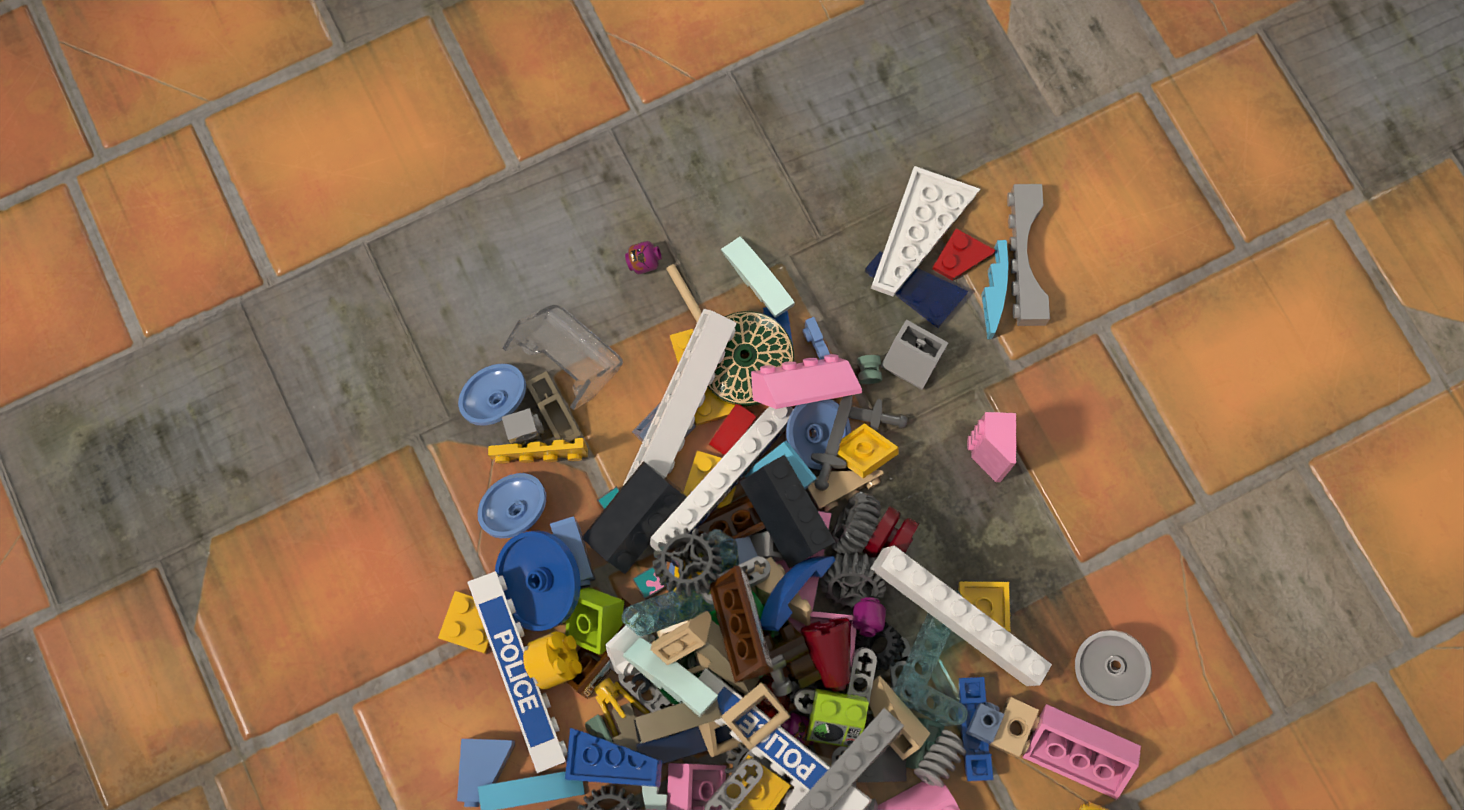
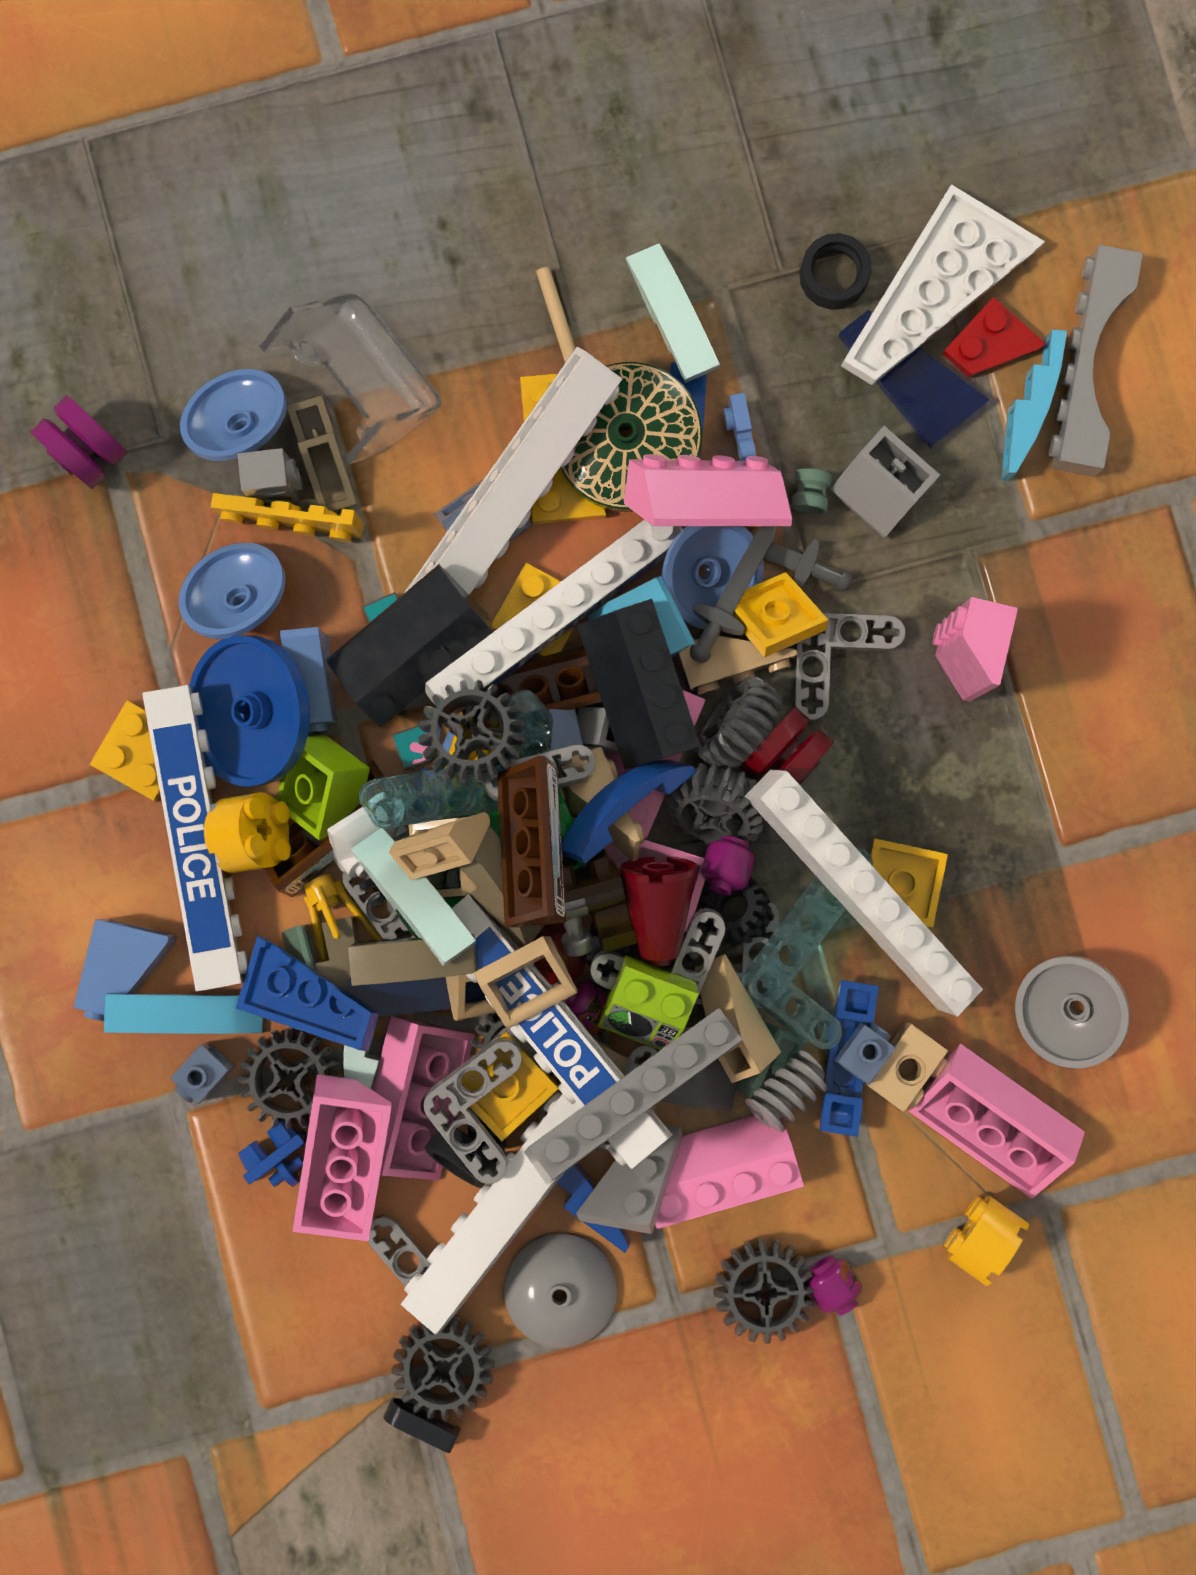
camera: 15 degrees right, 10 degrees up
(397, 429) = (77, 444): none -> magenta wheel
(643, 257) = (503, 247): magenta head -> none
(732, 429) = (585, 540): red slope -> none
(854, 214) = (842, 244): none -> black tyre
(904, 460) = (833, 640): none -> light grey beam

